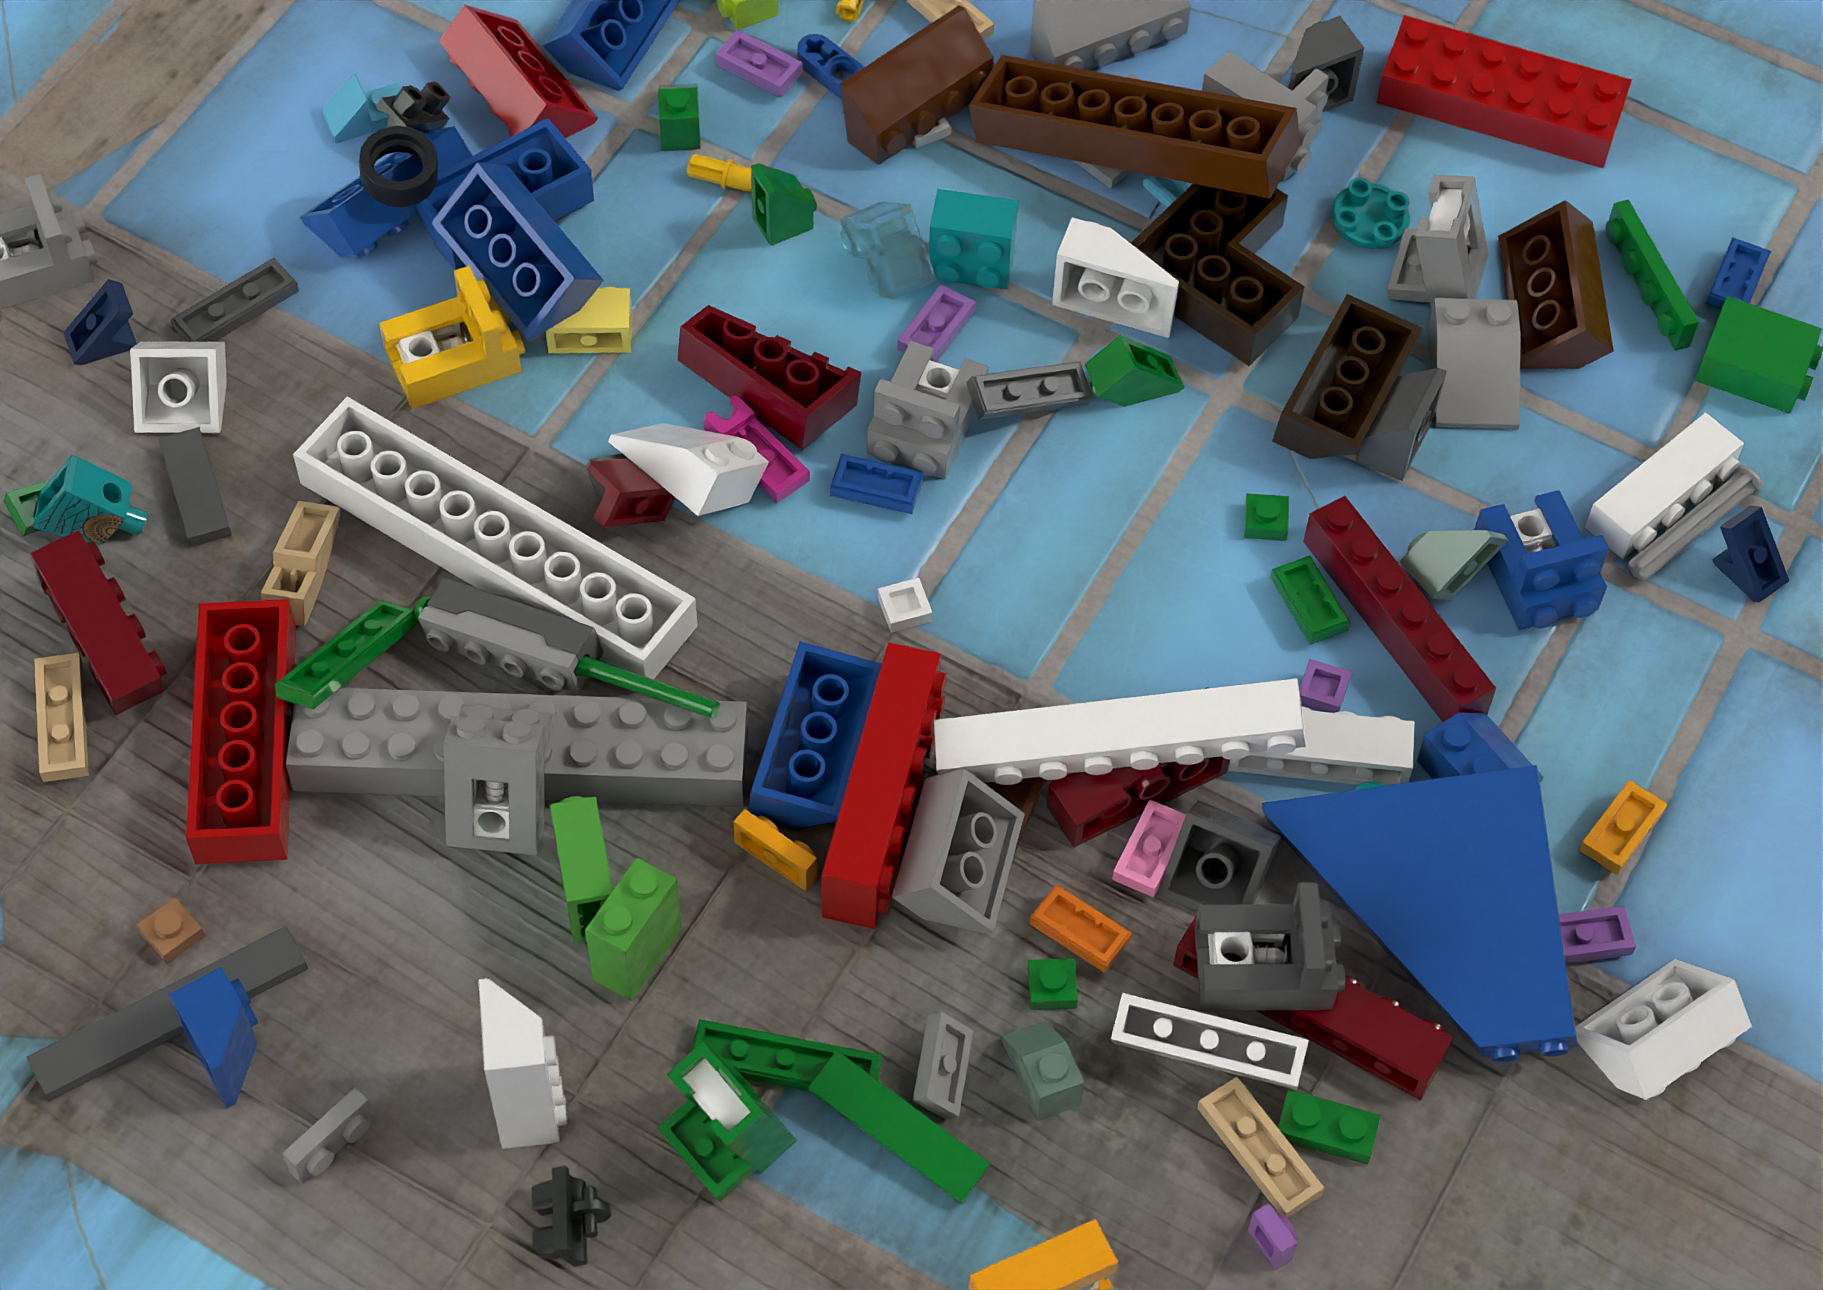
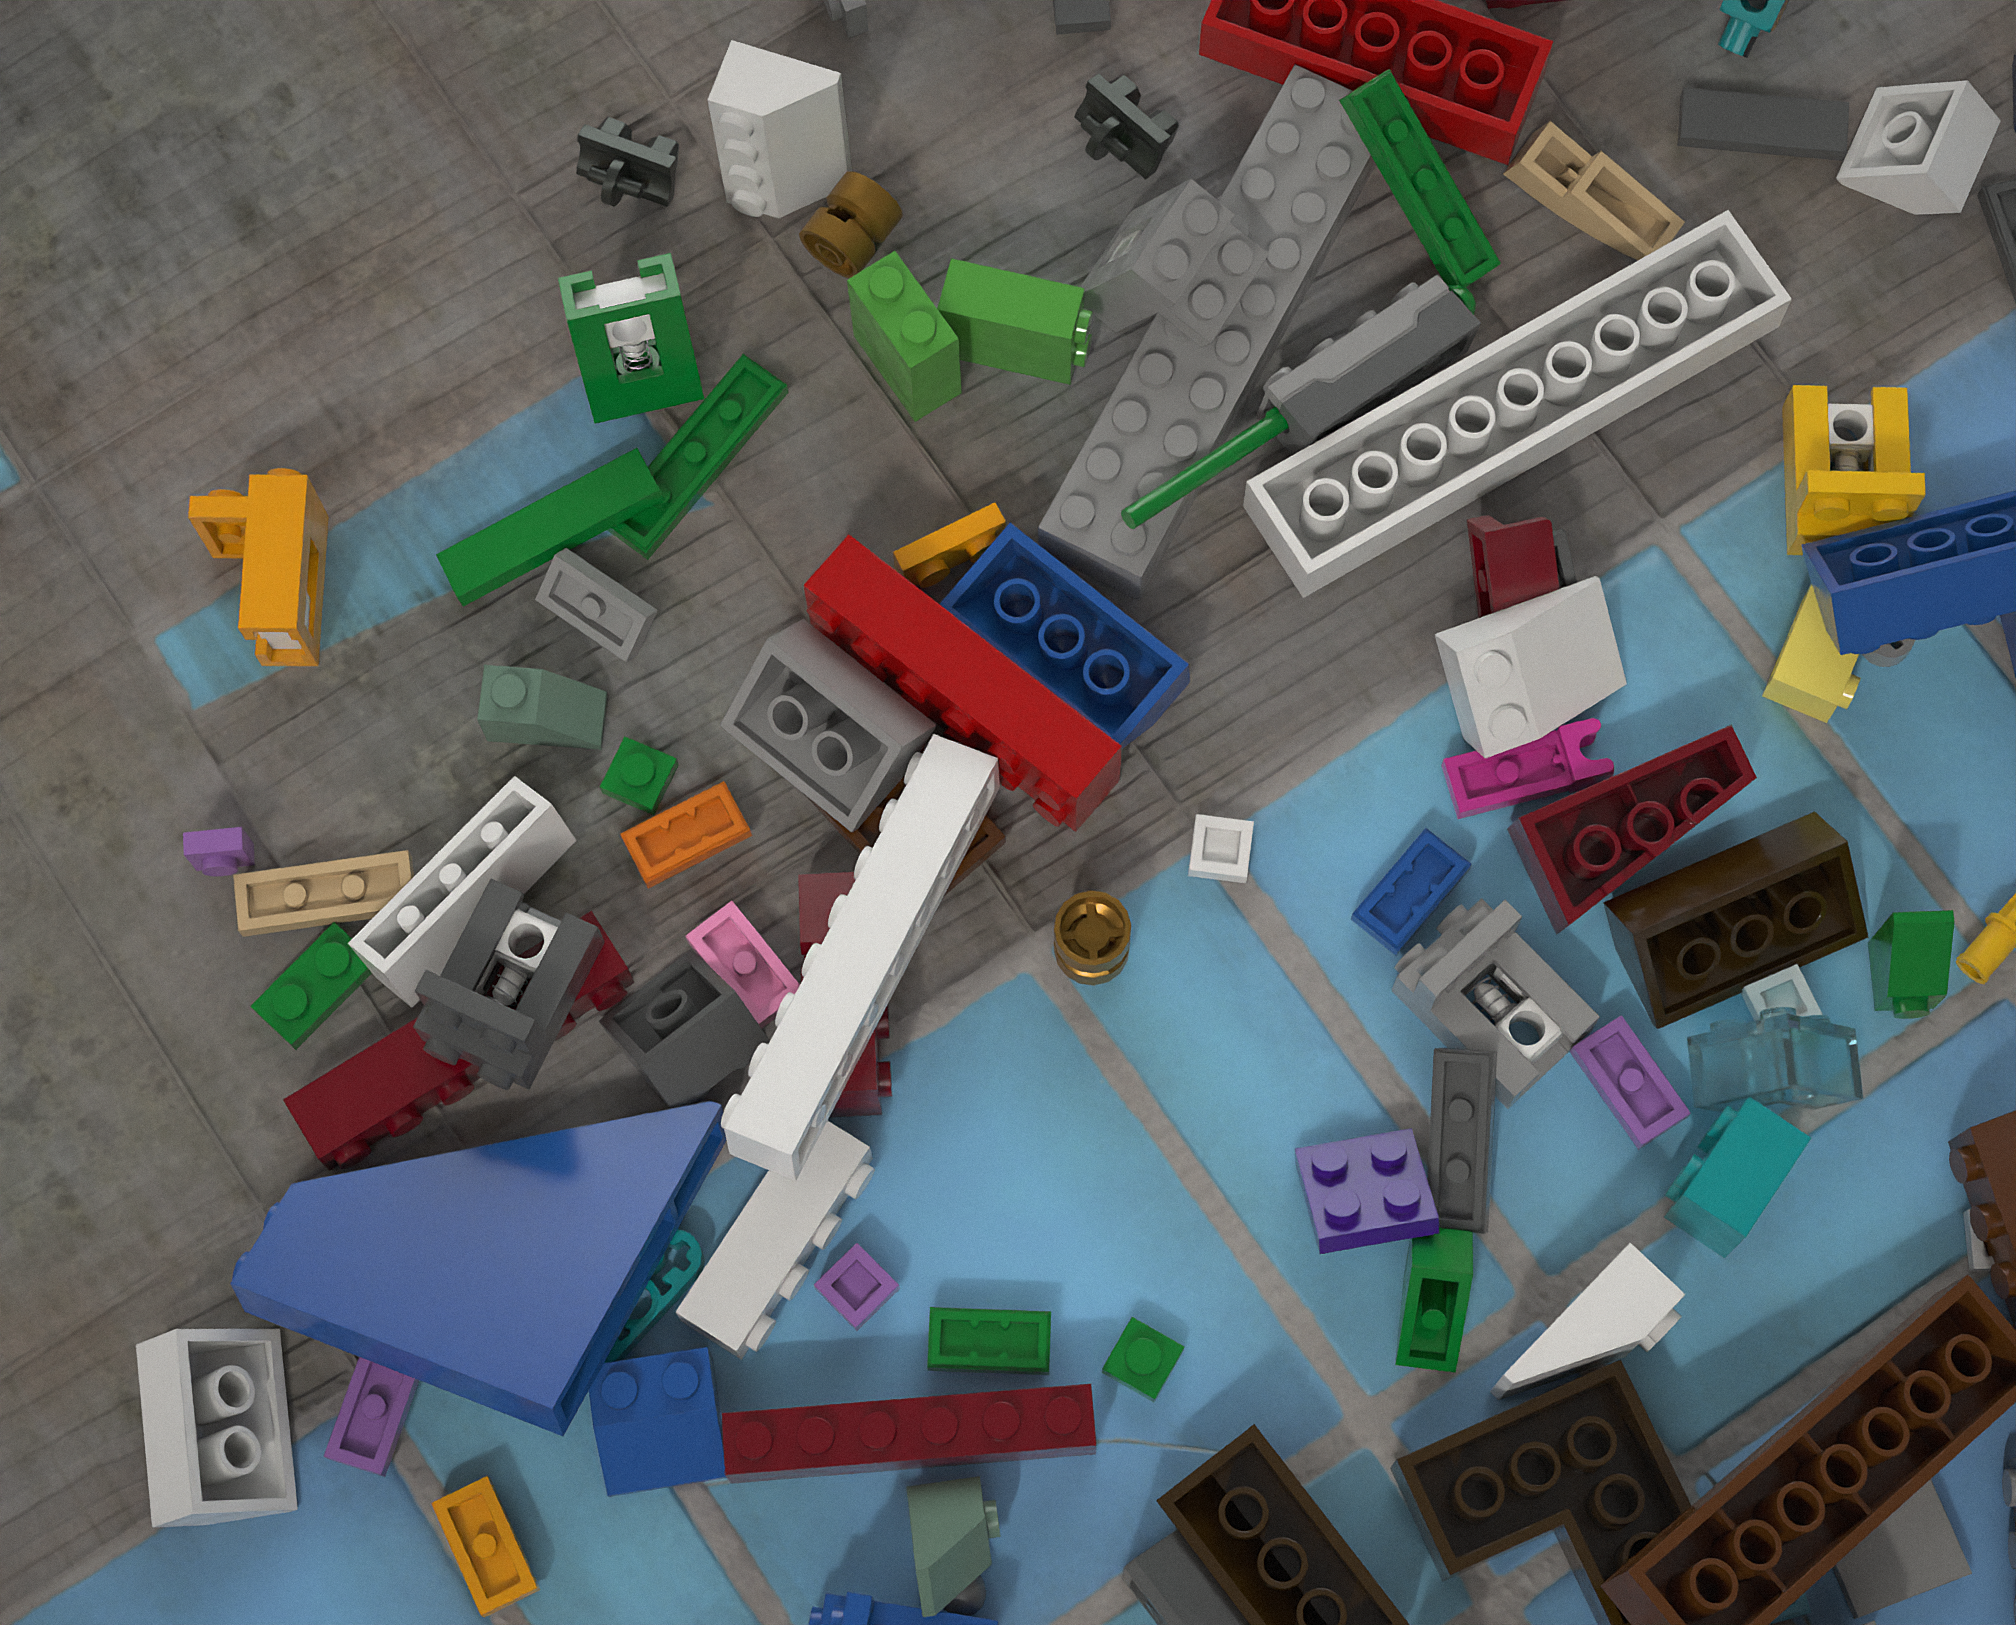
camera: 120 degrees right, 15 degrees up
(380, 877) = (1121, 128): none -> pearl dark grey hips
(570, 1018) = (856, 218): none -> pearl gold wheel
(794, 304) = (1737, 918): none -> dark brown slope
(838, 271) = (1781, 989): none -> white tile
(1015, 640) = (1092, 937): none -> pearl gold wheel
(1092, 428) = (1366, 1191): none -> plate

